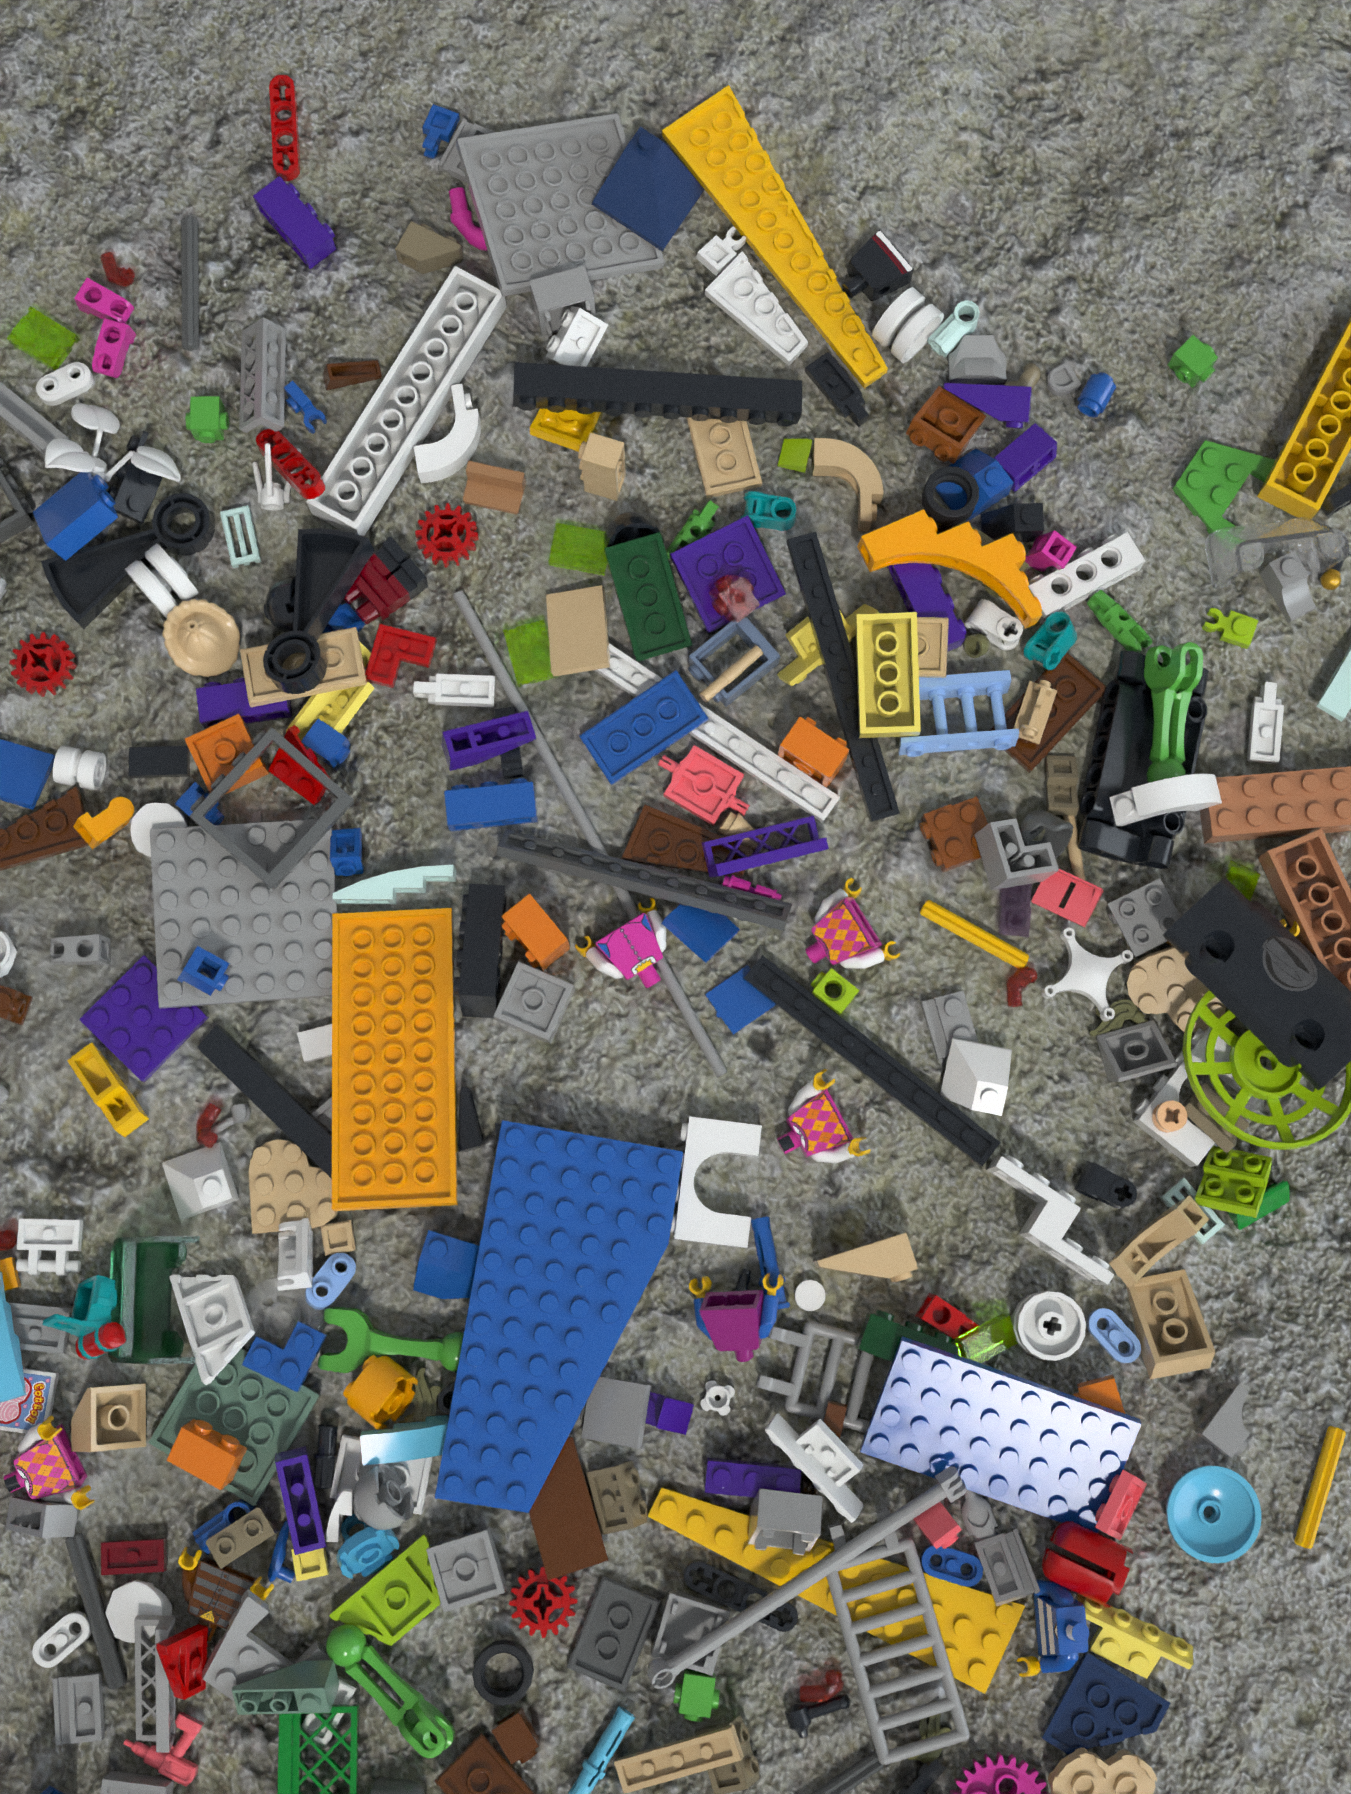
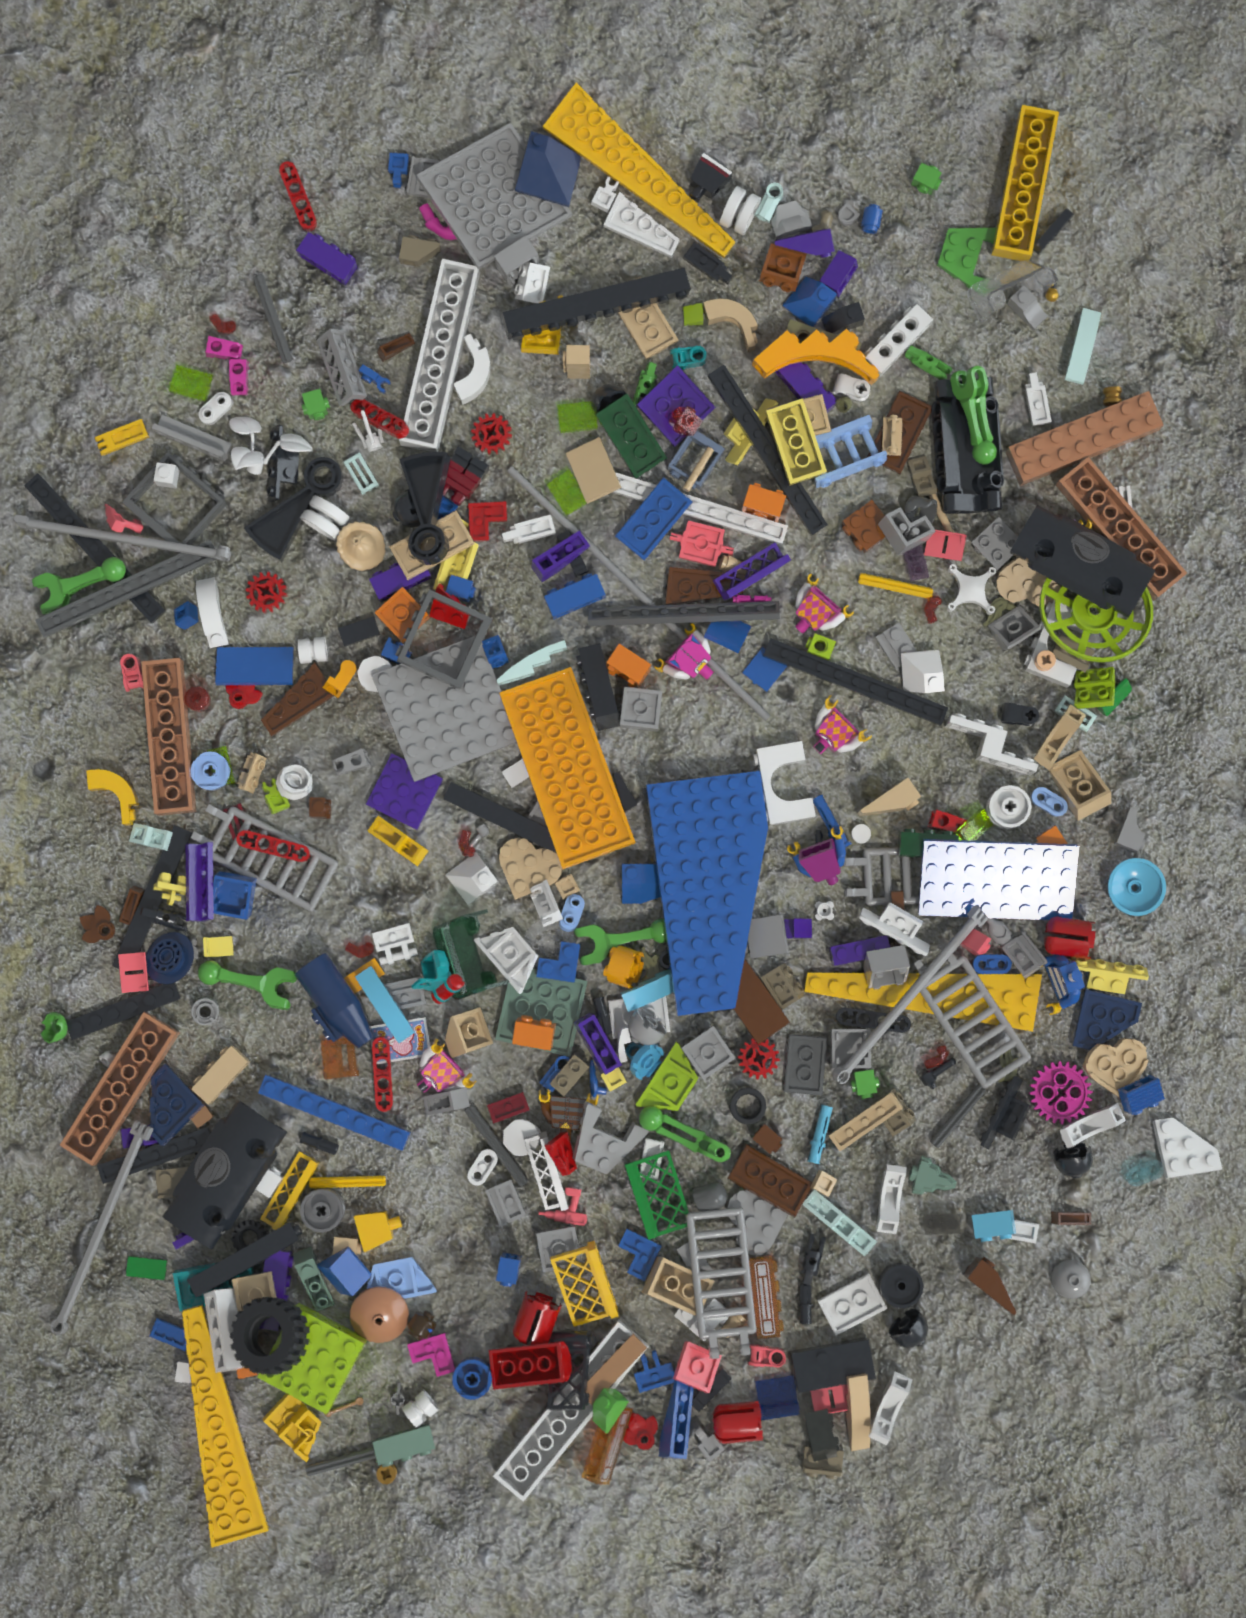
camera: 15 degrees left, 5 degrees up
(75, 514) = (256, 491): blue brick -> none
(208, 963) = (436, 750): blue brick -> none
(290, 1690) = (628, 1151): sand green slope -> none
(494, 487) = (510, 394): medium nougat panel -> none
(954, 475) = (800, 300): black tyre -> none
(1050, 550) = (871, 331): dark pink leg -> none
(1051, 640) = (889, 390): teal piece -> none
(1118, 1510) = (1081, 898): coral plate -> none
(1165, 796) = (988, 466): white arch -> none
(1235, 628) = (1002, 344): lime plate -> none
(1242, 878) = (1049, 502): clear neon green slope -> none
(1320, 1487) = (1196, 853): yellow axle -> none

